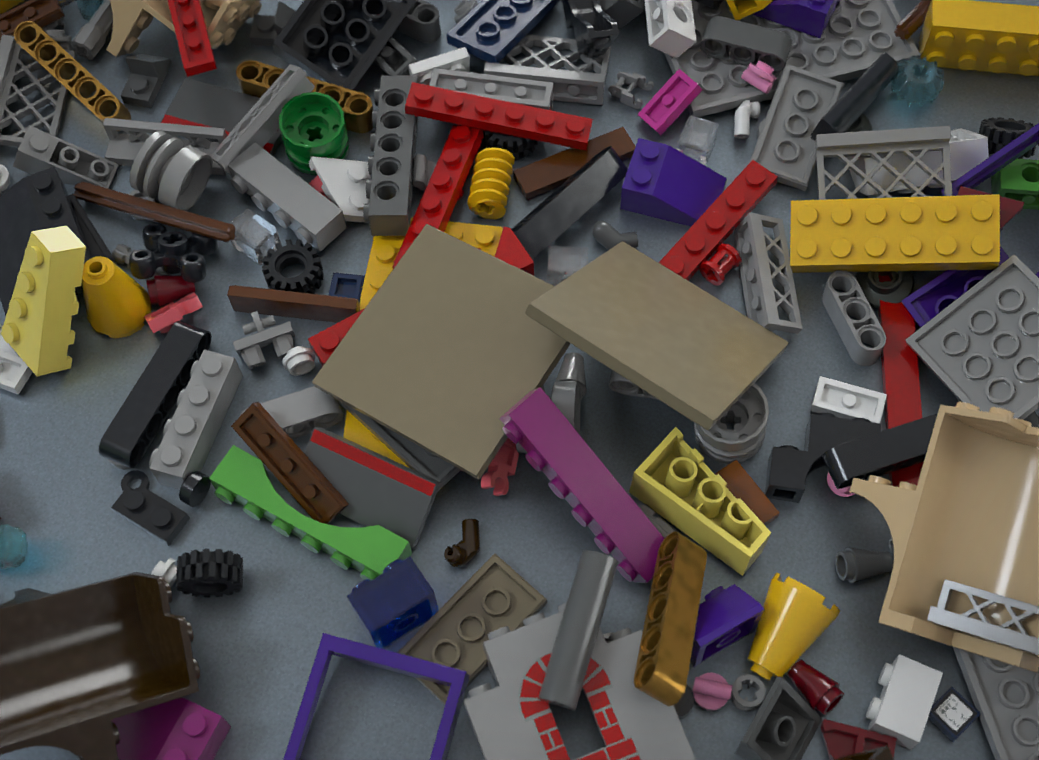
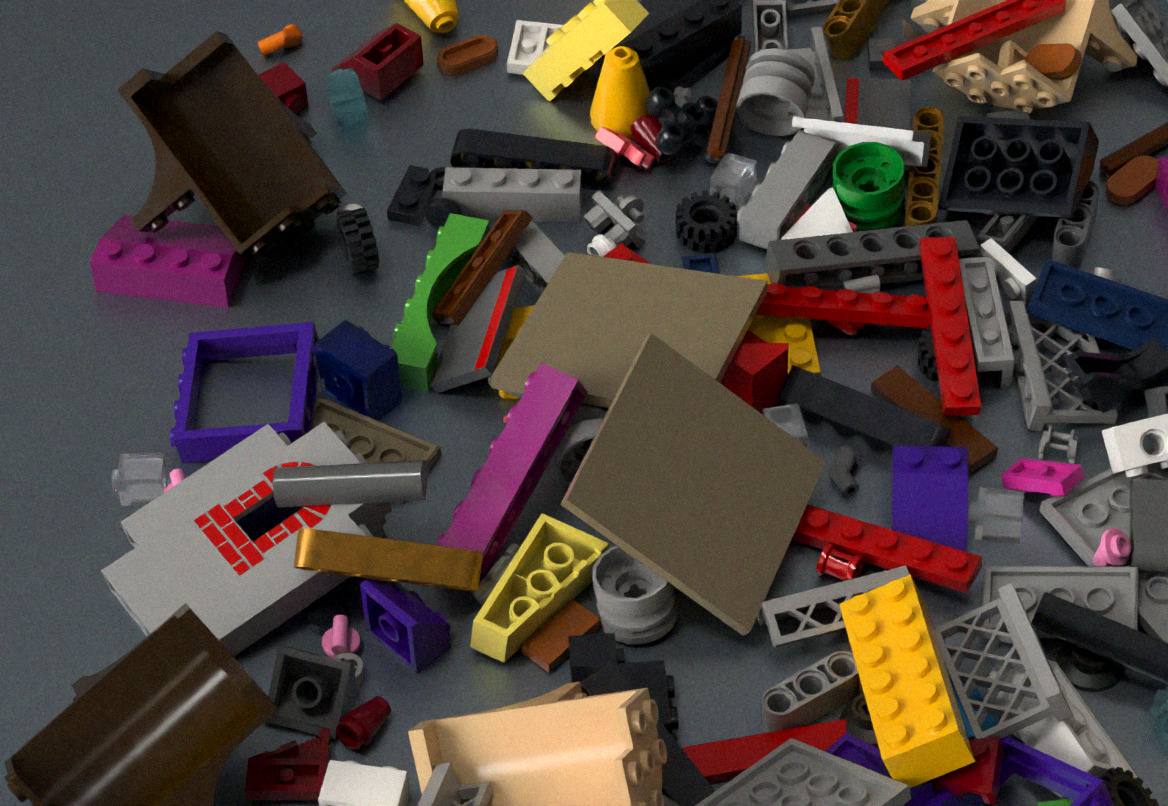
camera: 75 degrees right, 15 degrees down
(292, 304) = (663, 221): reddish brown tile -> none
(467, 548) = (443, 427): dark brown arm -> none
(490, 183) = (870, 345): yellow piece -> none
(742, 118) = (1058, 552): white arm -> none
(788, 626) = (421, 680): yellow cone -> none
(847, 400) = (700, 706): white plate -> none

